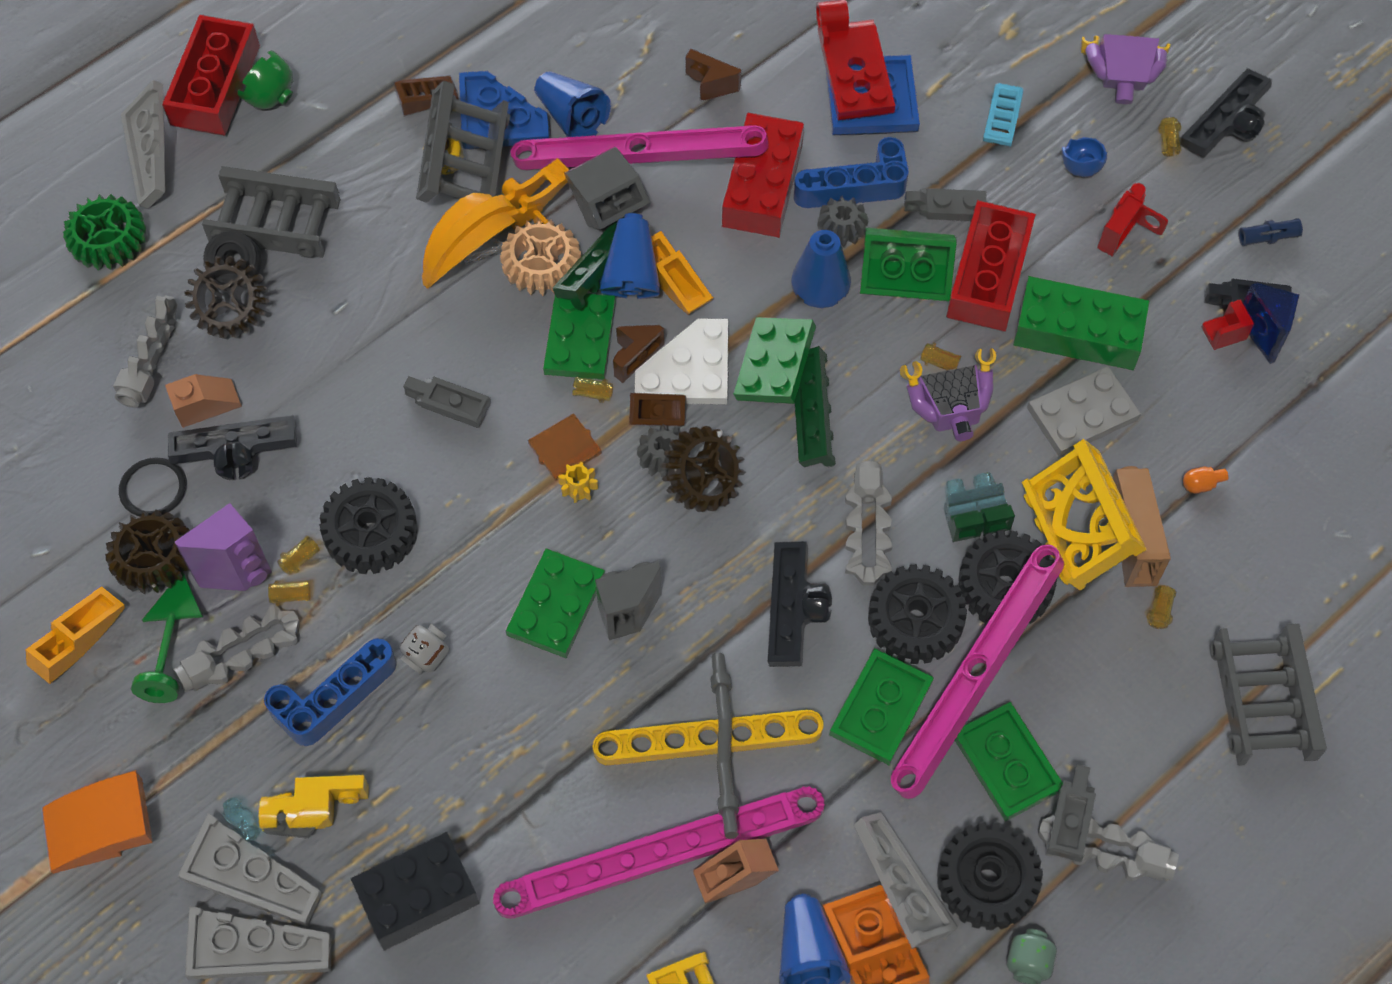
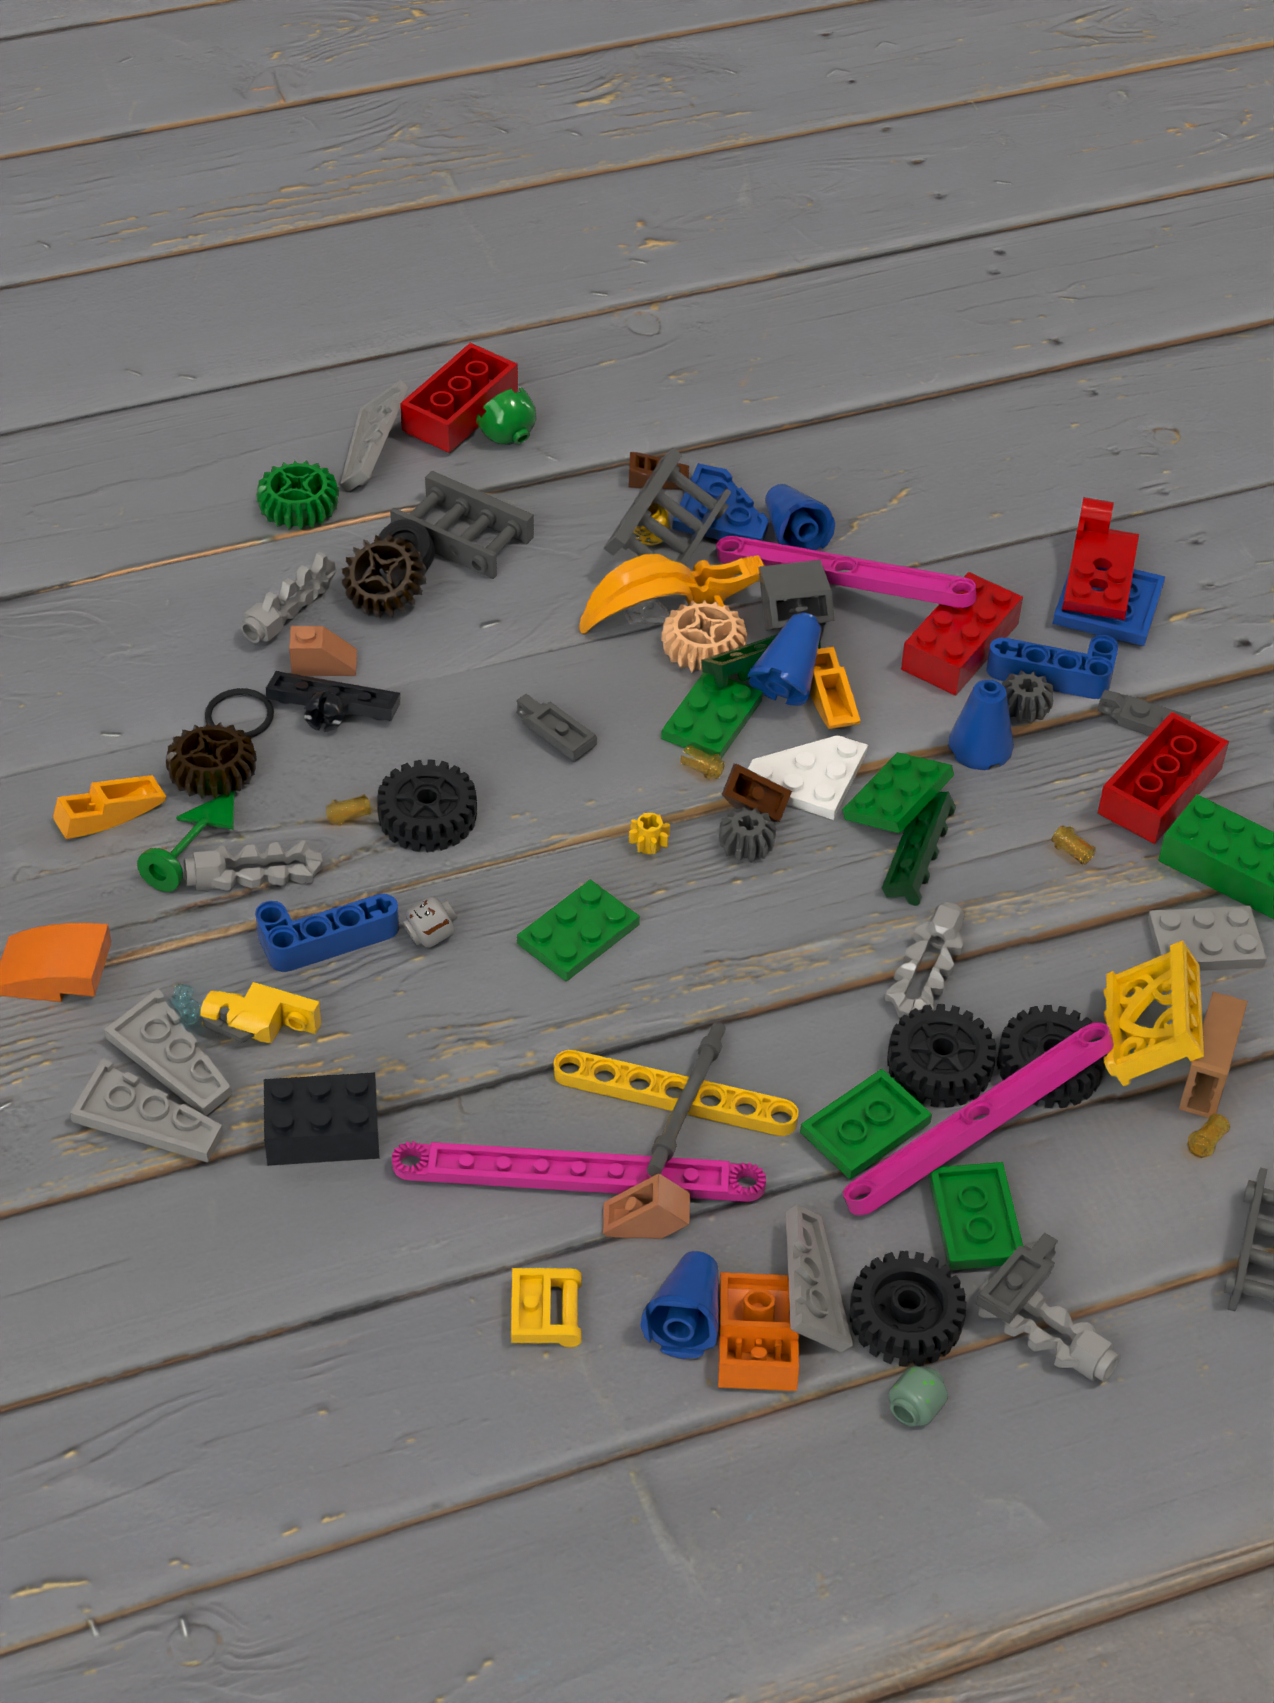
camera: 20 degrees right, 15 degrees down
(224, 552) = (277, 773): medium lavender slope -> none
(288, 592) = (324, 836): clear yellow pin -> none
(563, 445) = (652, 797): clear orange piece -> none
(628, 598) = (651, 941): dark grey slope -> none
(638, 346) = (763, 737): reddish brown slope -> none
(715, 76) = (951, 537): reddish brown slope -> none
(715, 449) = (799, 873): dark brown gear -> none
(793, 604) = (817, 1005): black plate -> none
(908, 264) = (1073, 751): green slope -> none
(953, 396) = (1068, 879): torso -> none
(976, 509) = (1042, 978): hips -> none
(1004, 97) = (1255, 647): medium azure slope -> none

